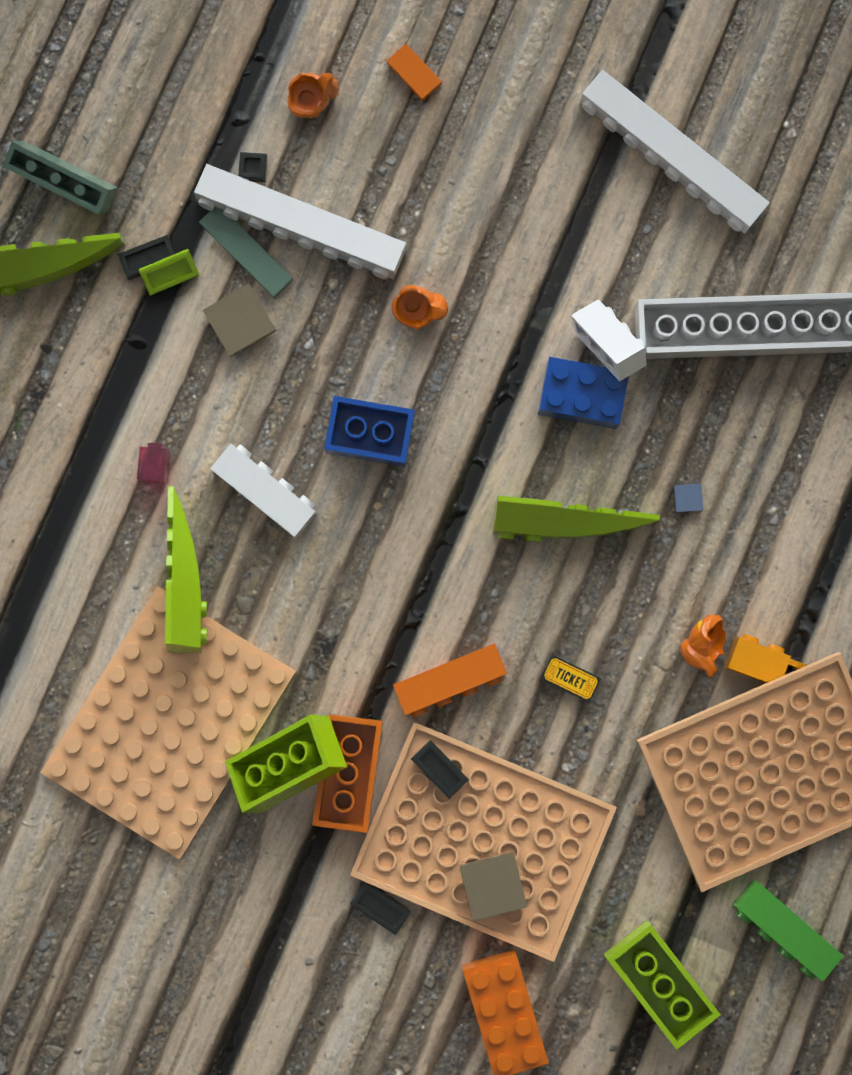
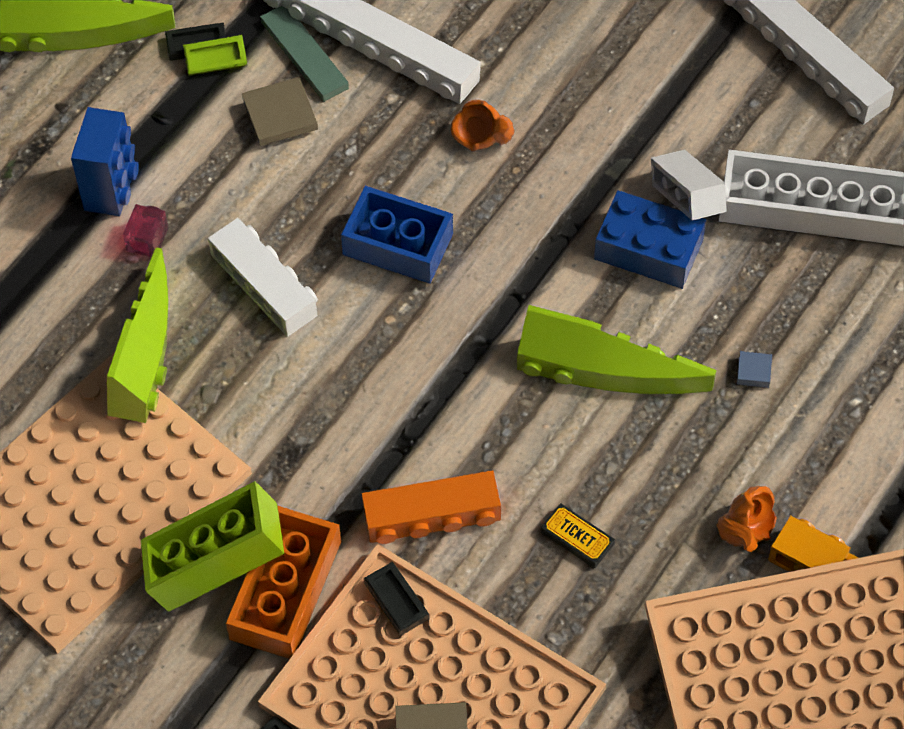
camera: 15 degrees right, 25 degrees down
(103, 415) = (104, 161): none -> blue brick

